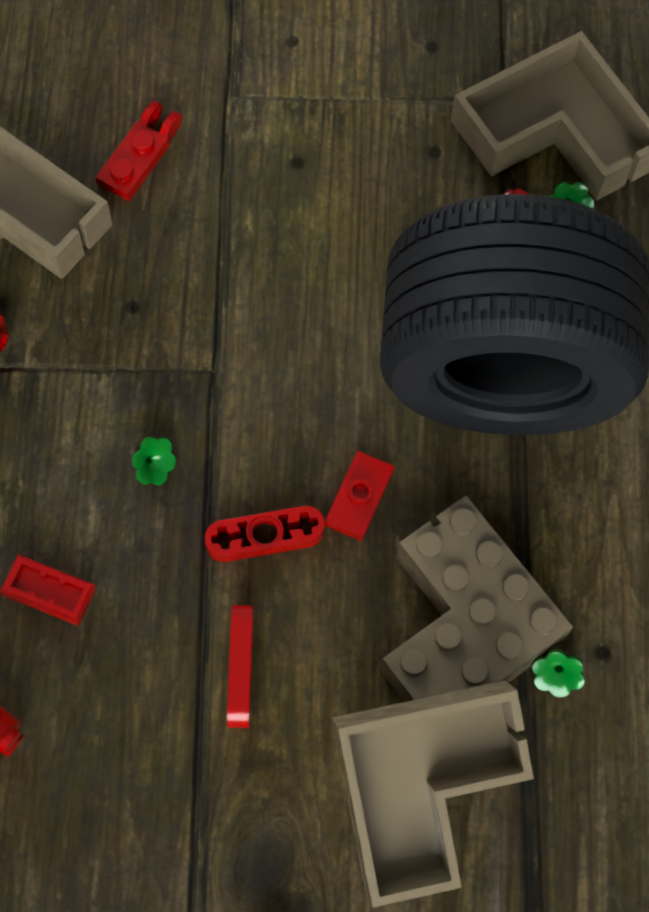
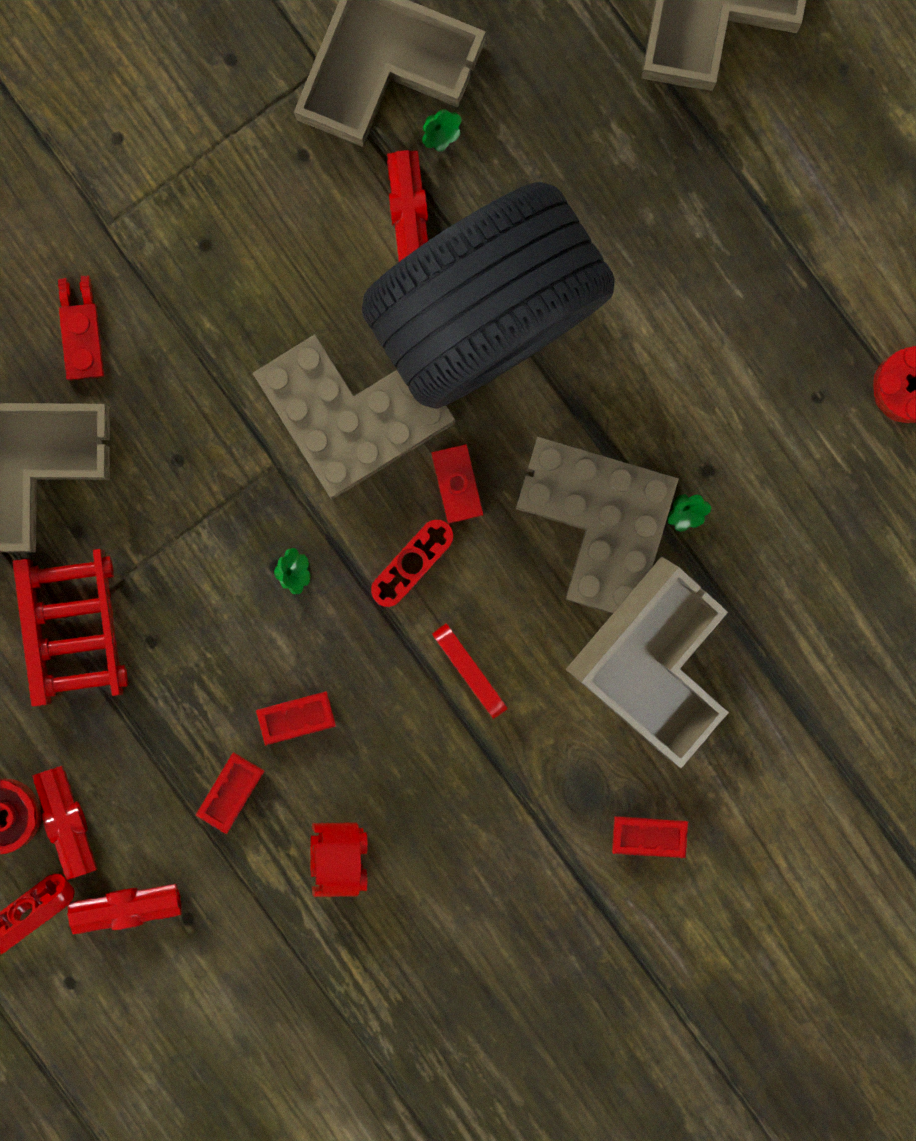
camera: 30 degrees left, 20 degrees up
(299, 383) = (343, 433): none -> dark tan piece

